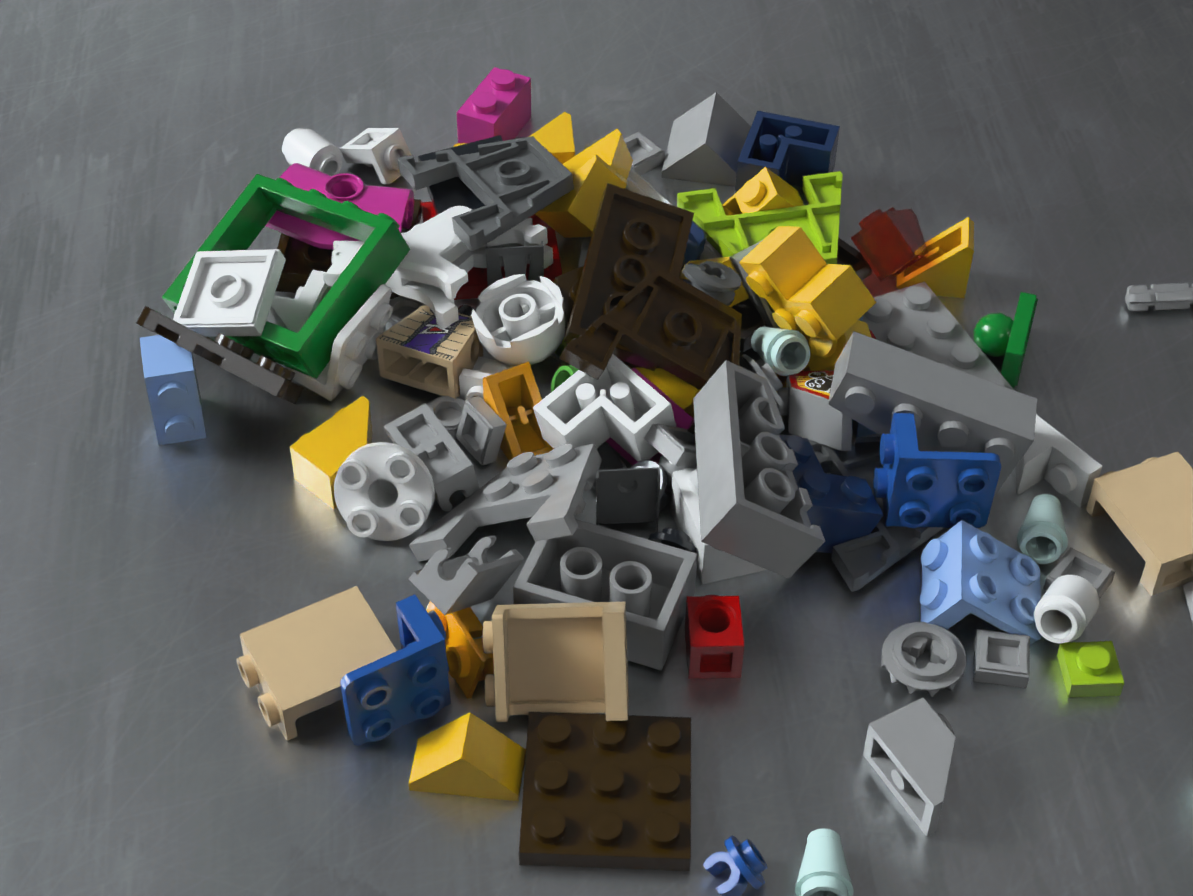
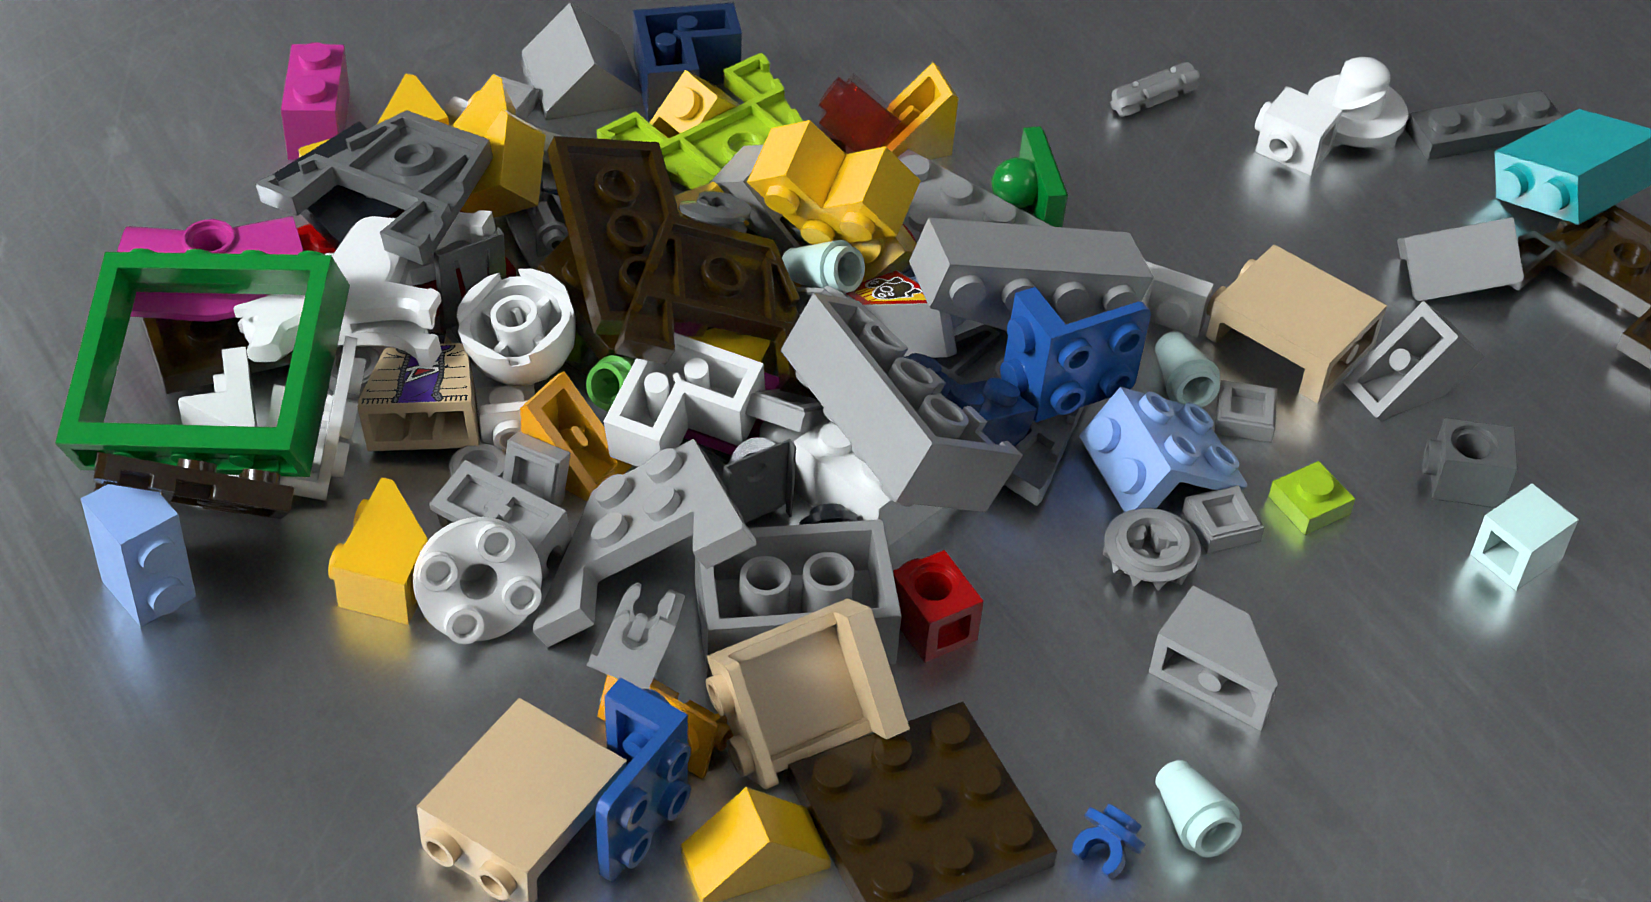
camera: 30 degrees left, 0 degrees up
(230, 292) = (157, 403): white tile -> none
(312, 150) = (109, 209): white brick -> none
(379, 149) = (198, 180): white bracket -> none
(1066, 609) = (1263, 443): white brick -> none

